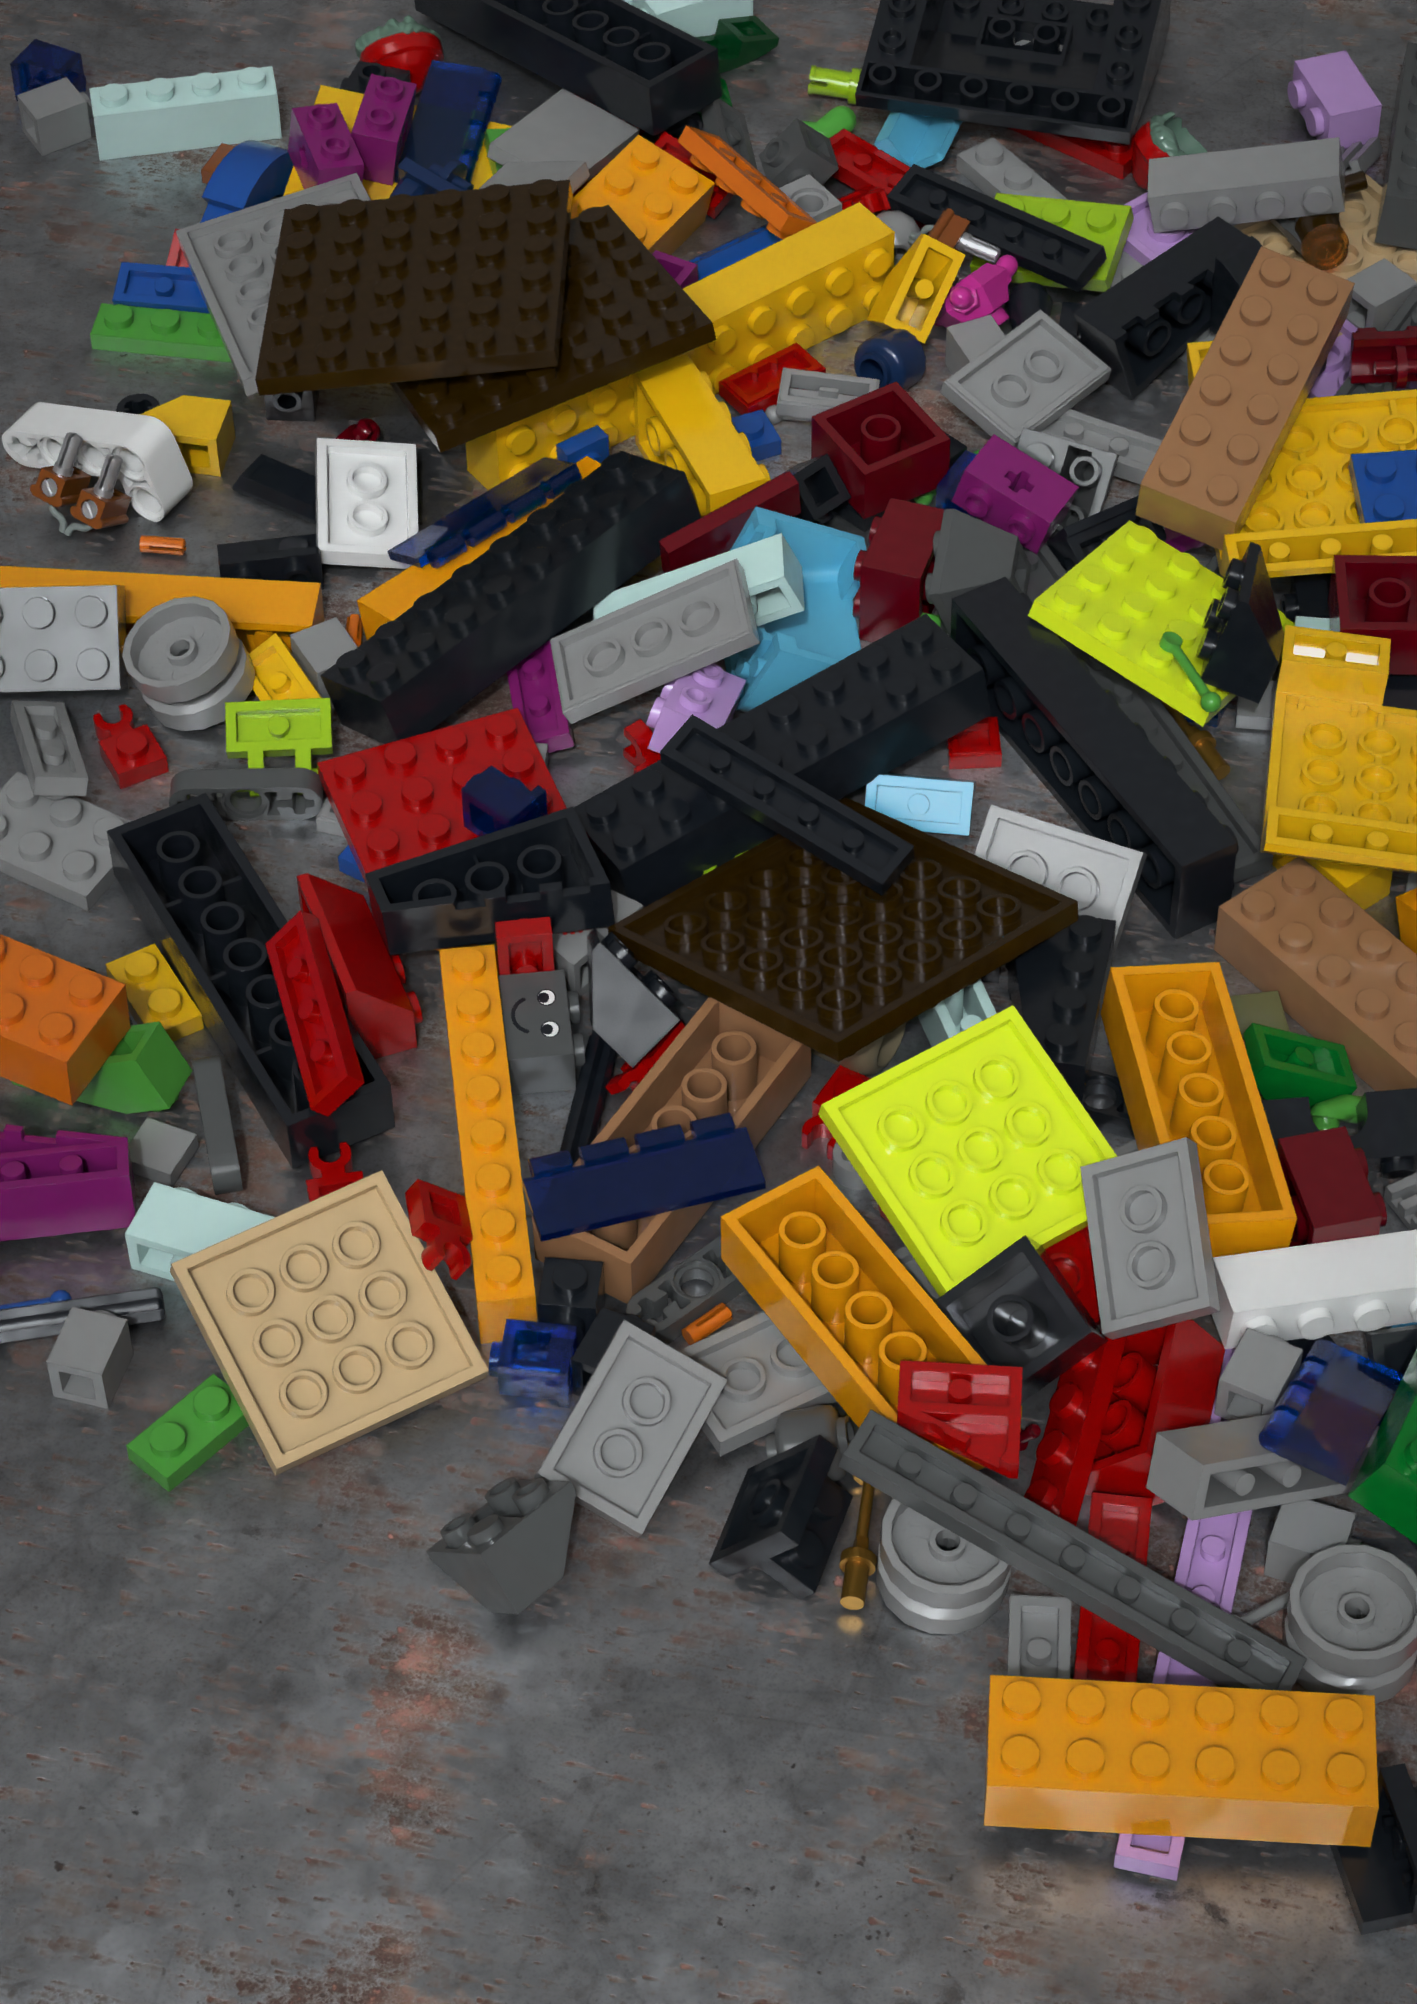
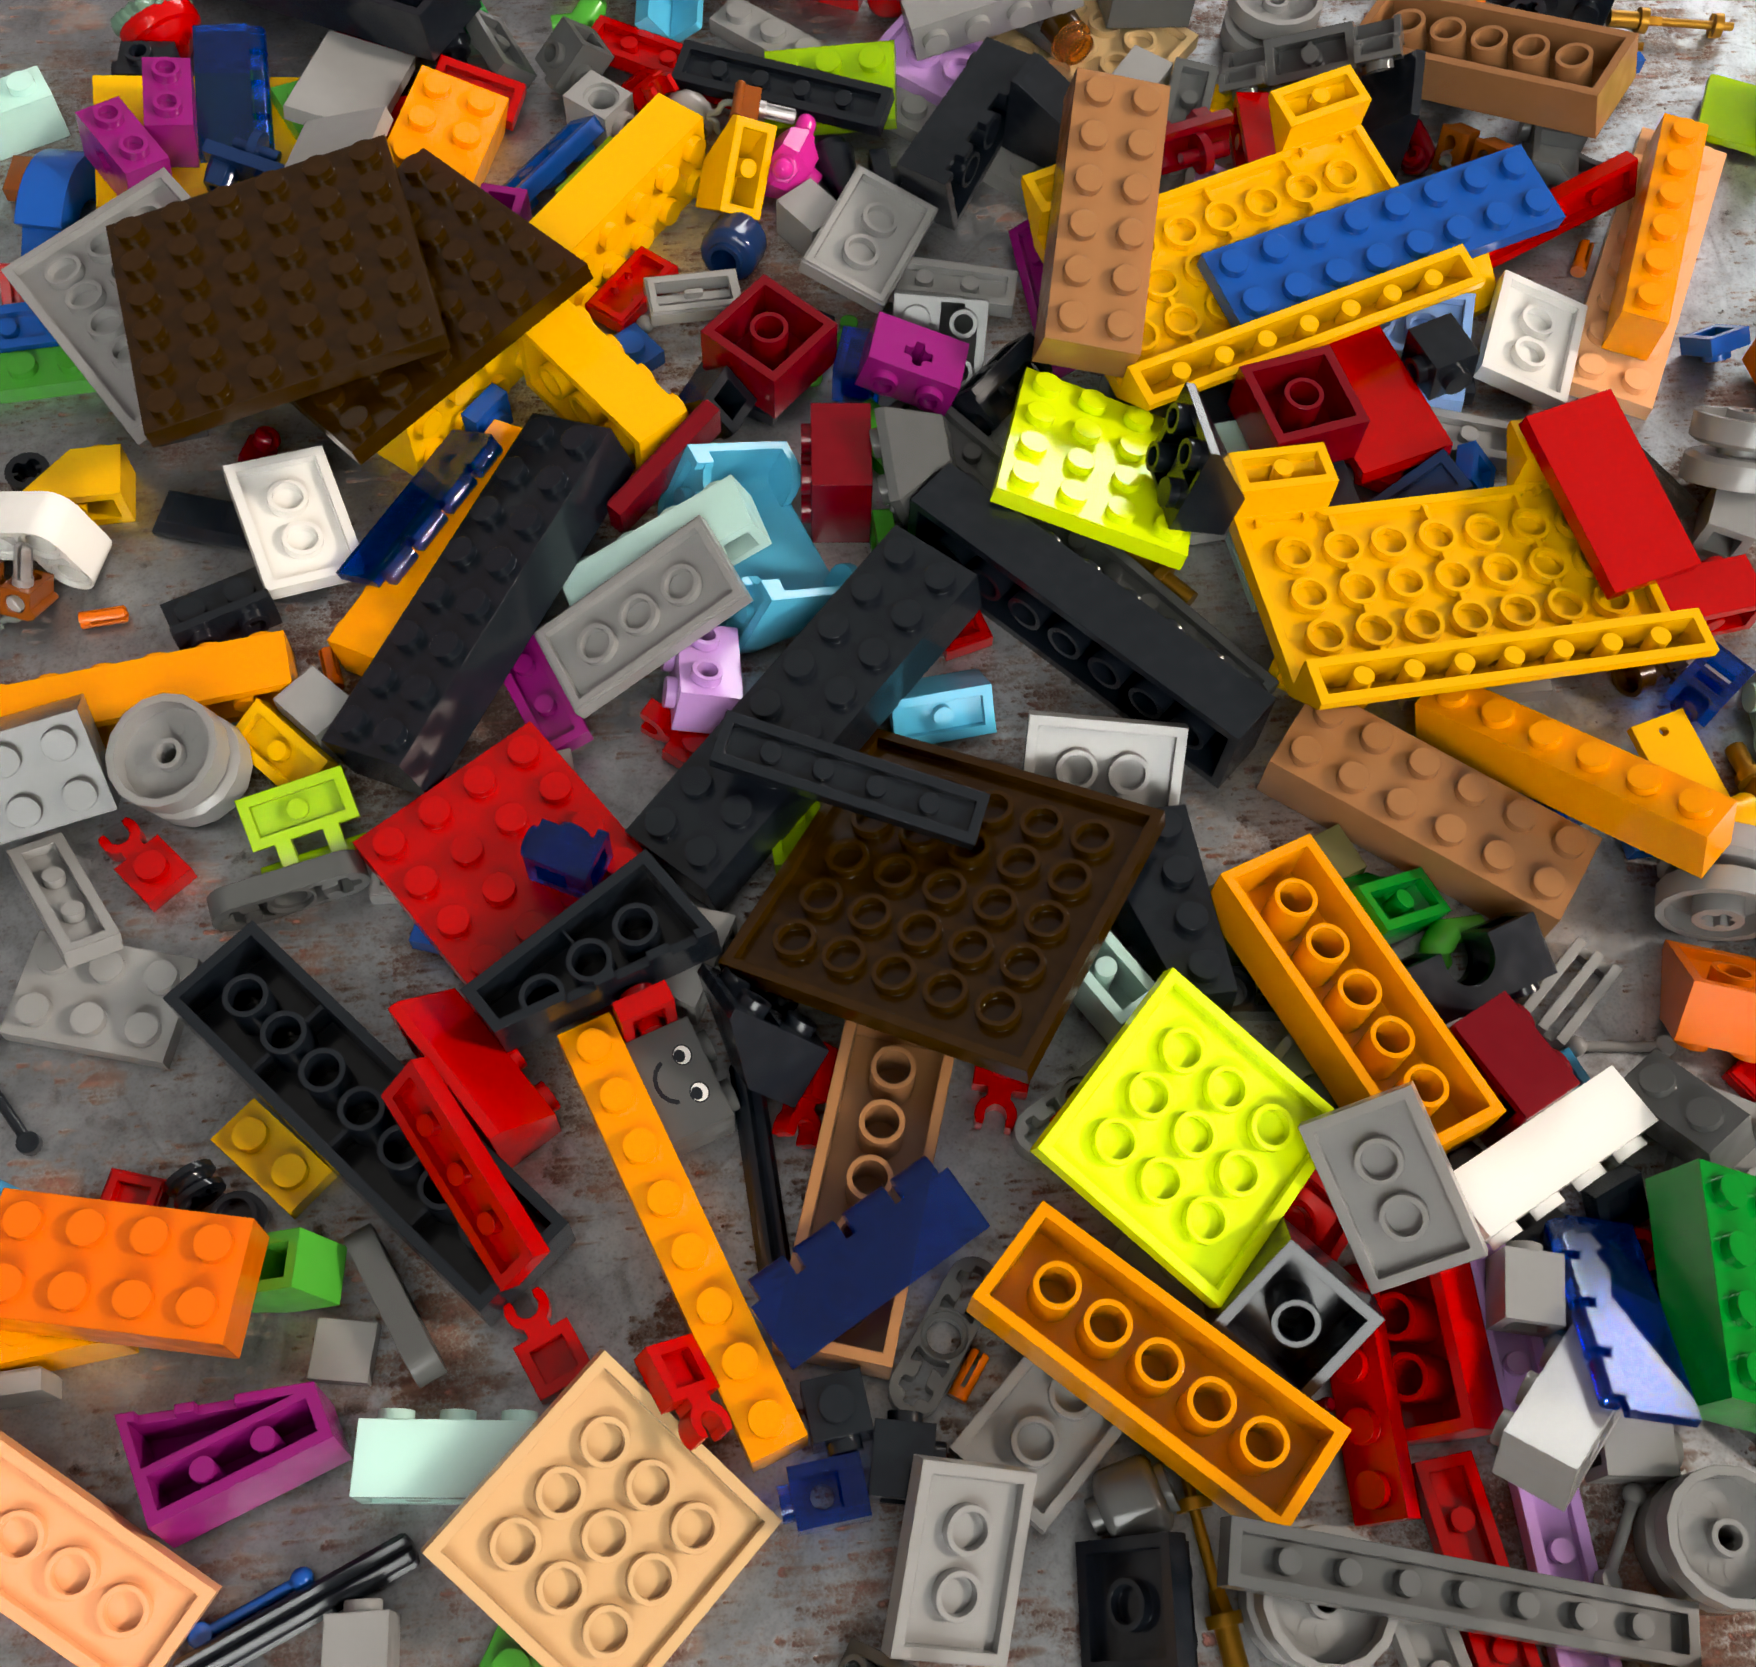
camera: 25 degrees left, 15 degrees up
(744, 180) = (534, 89): orange plate -> none
(965, 1410) = (1314, 1470): red wing -> none
(1172, 643) = (1131, 497): bright green hinge -> none

